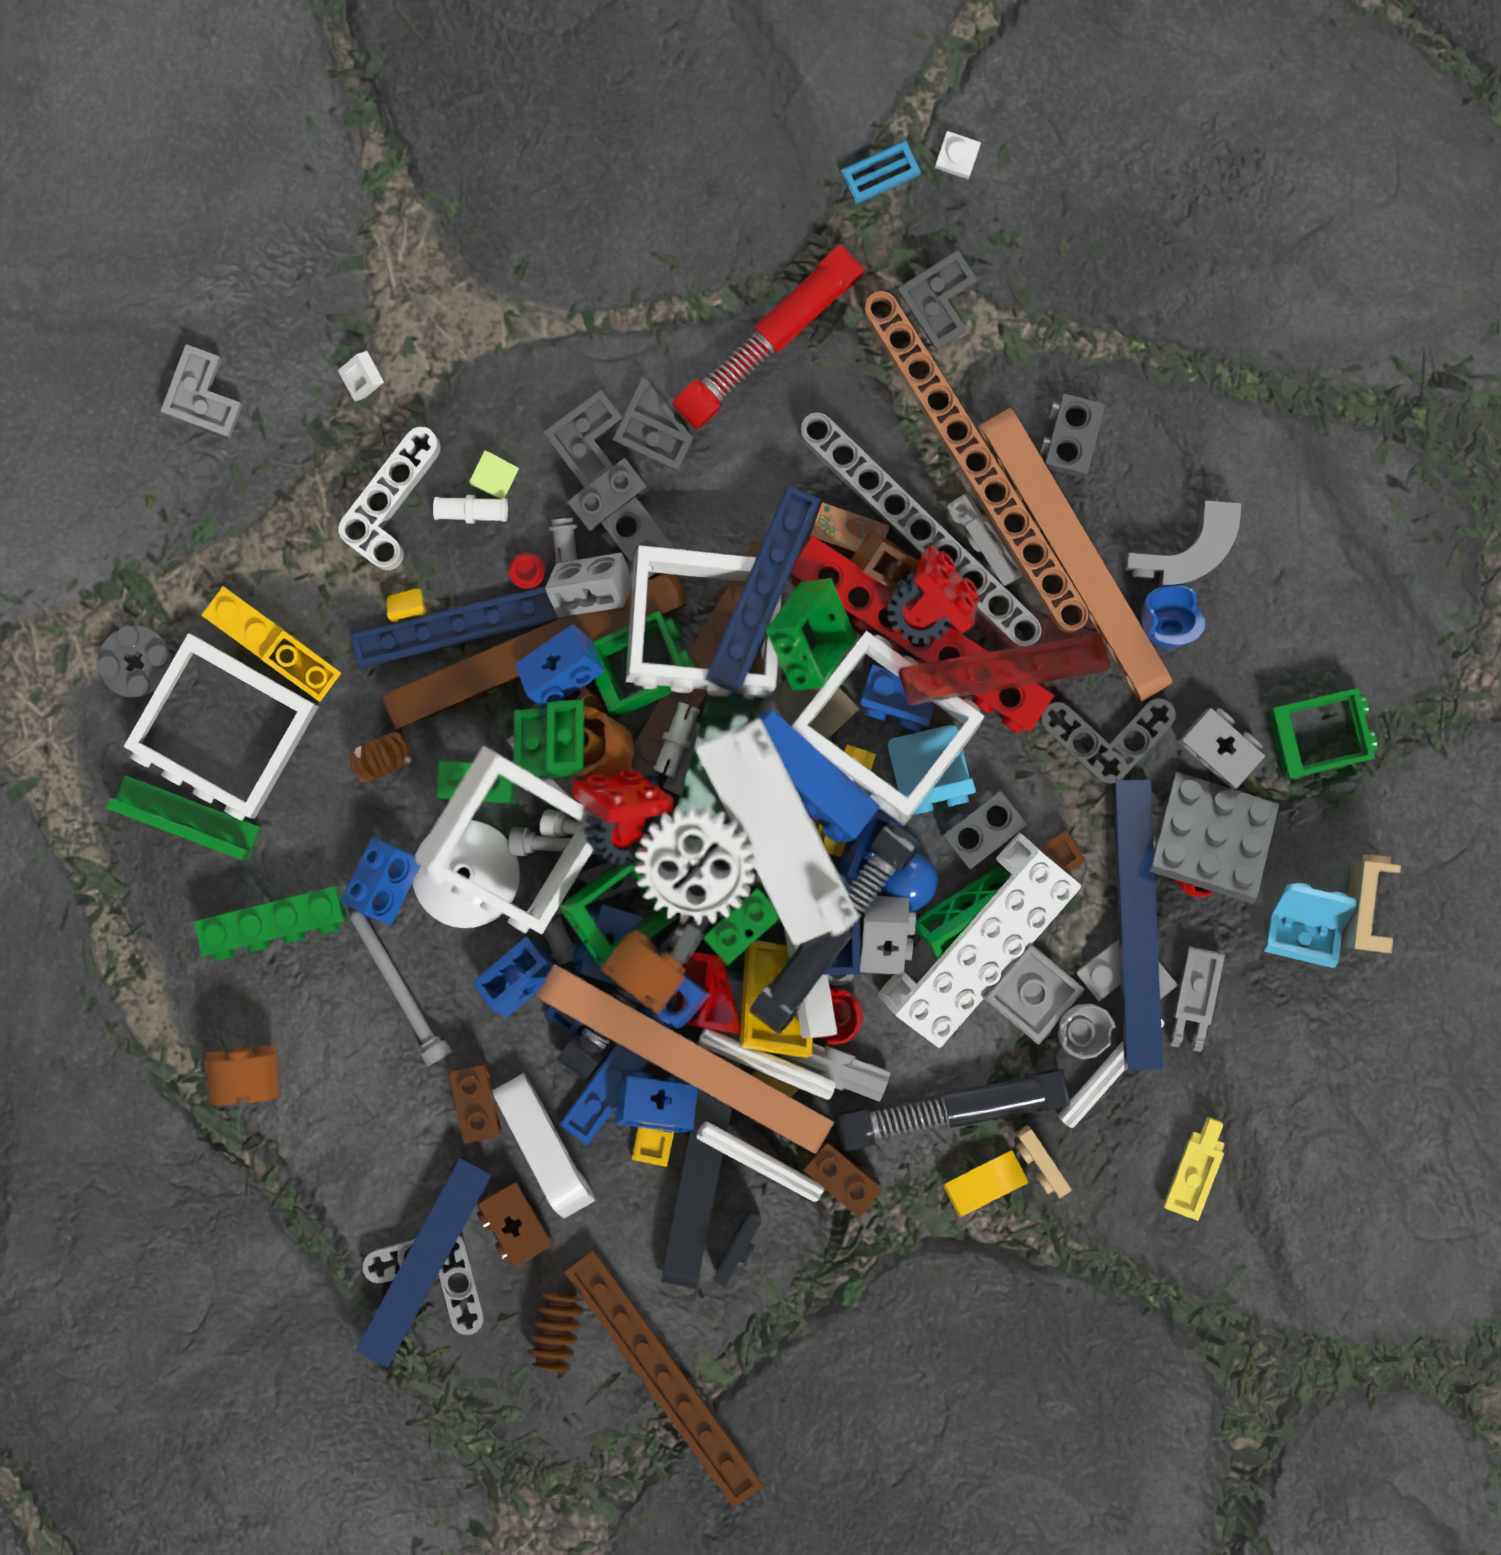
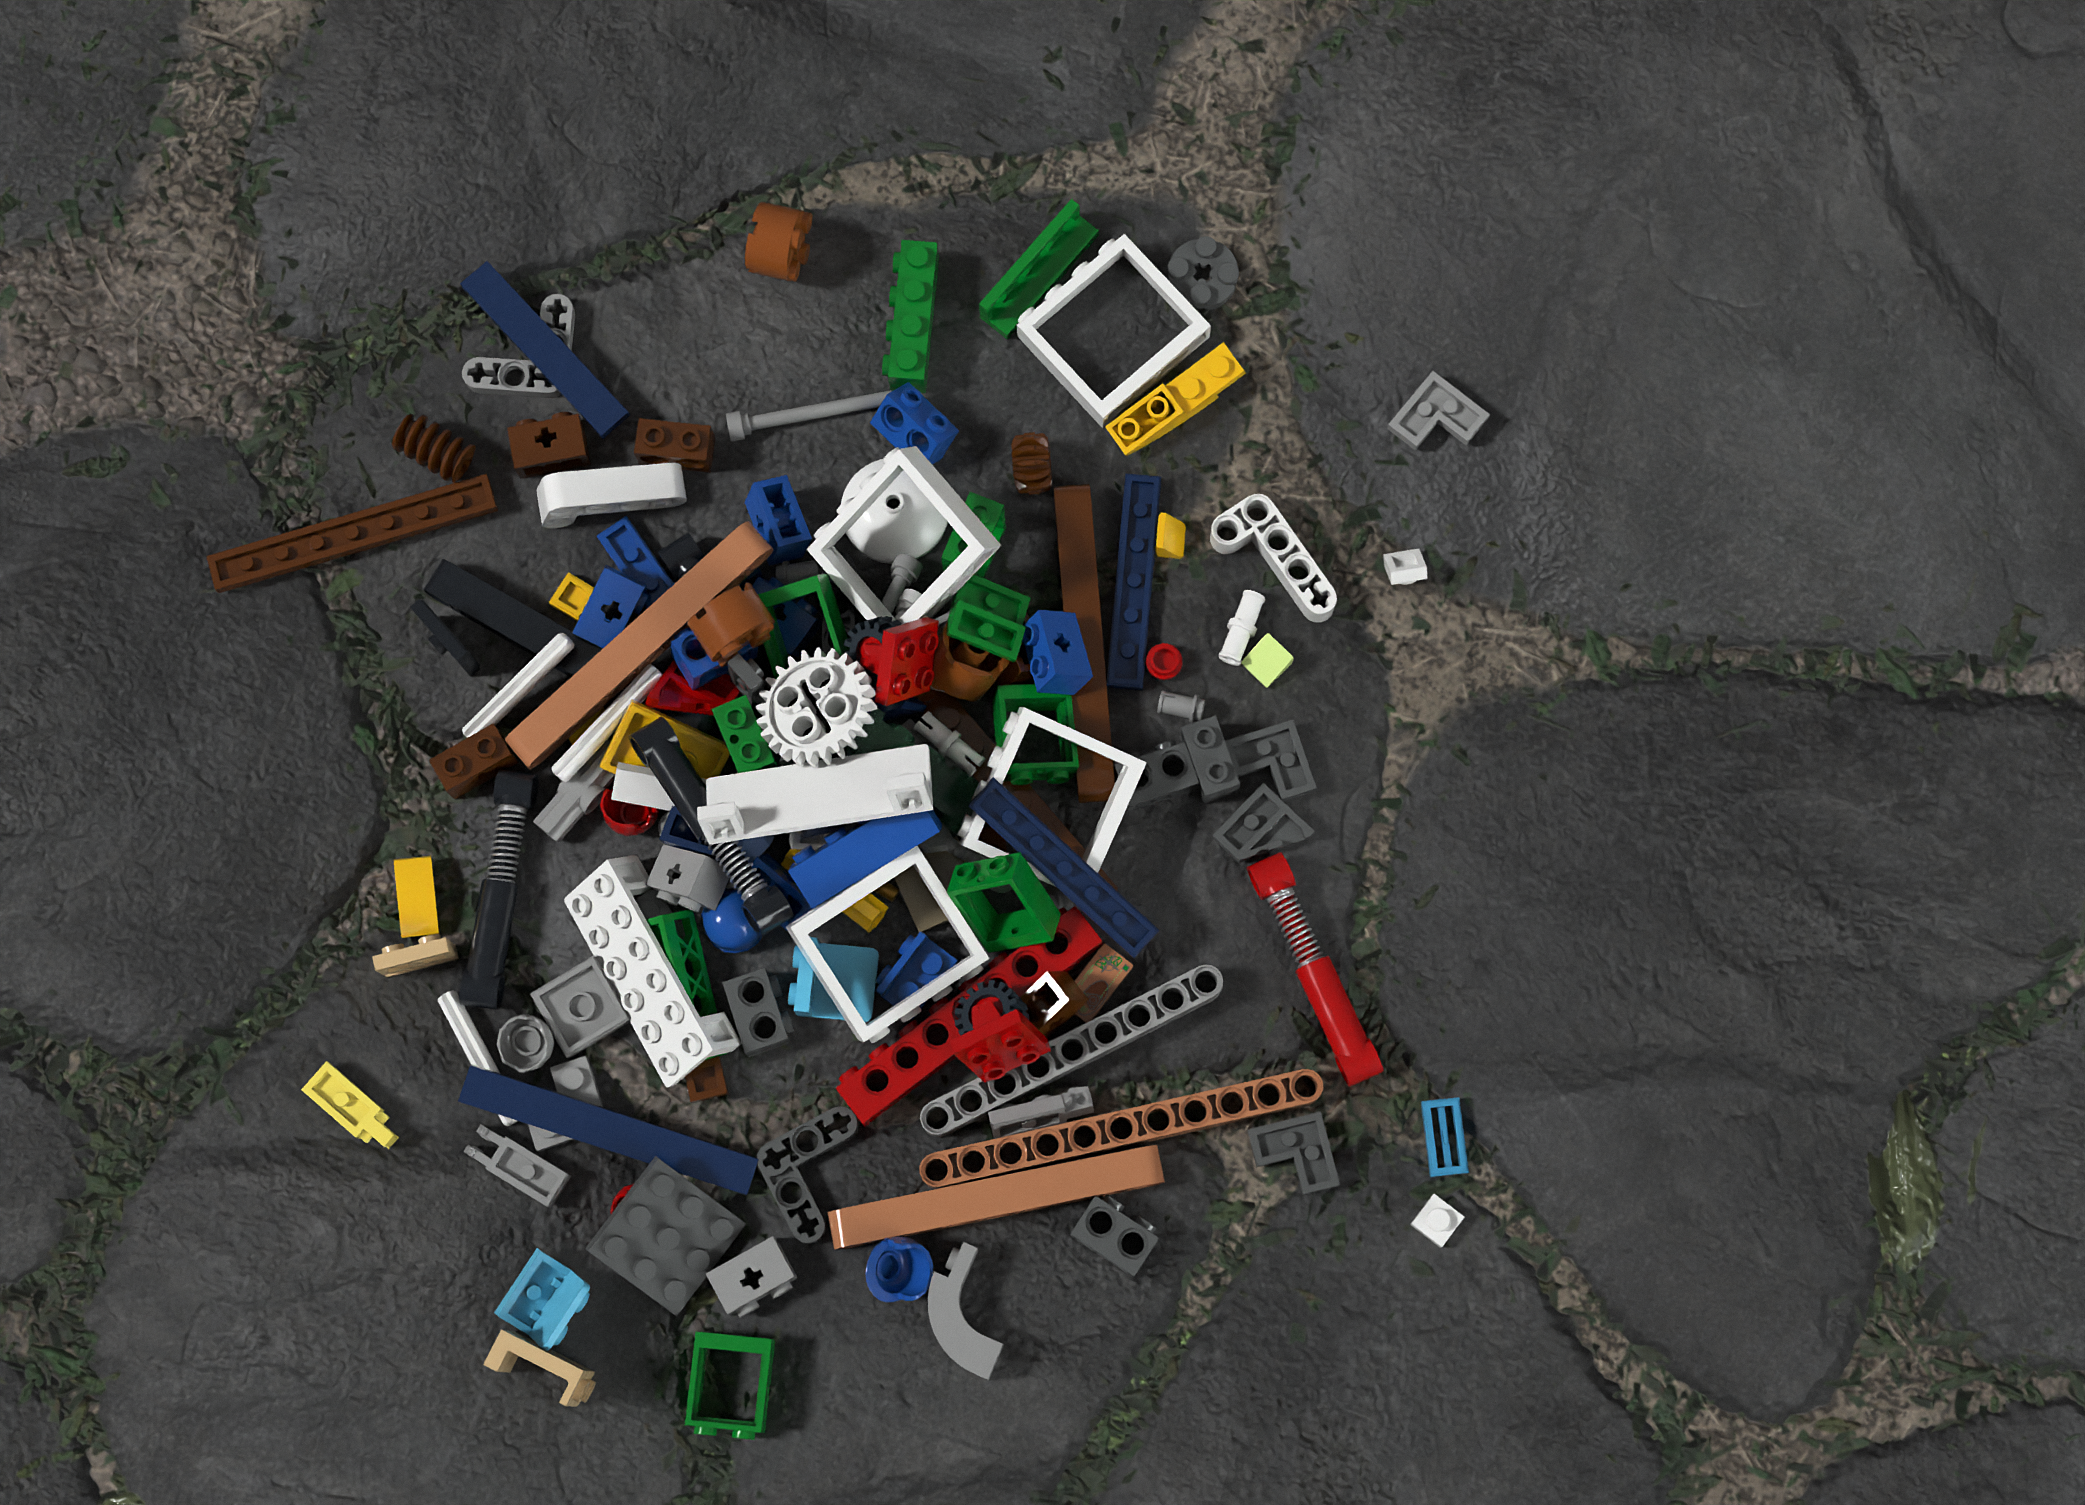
camera: 110 degrees right, 10 degrees down
(589, 585) = (1127, 709): light grey brick -> none
(1003, 669) = (904, 1081): clear red tile -> none

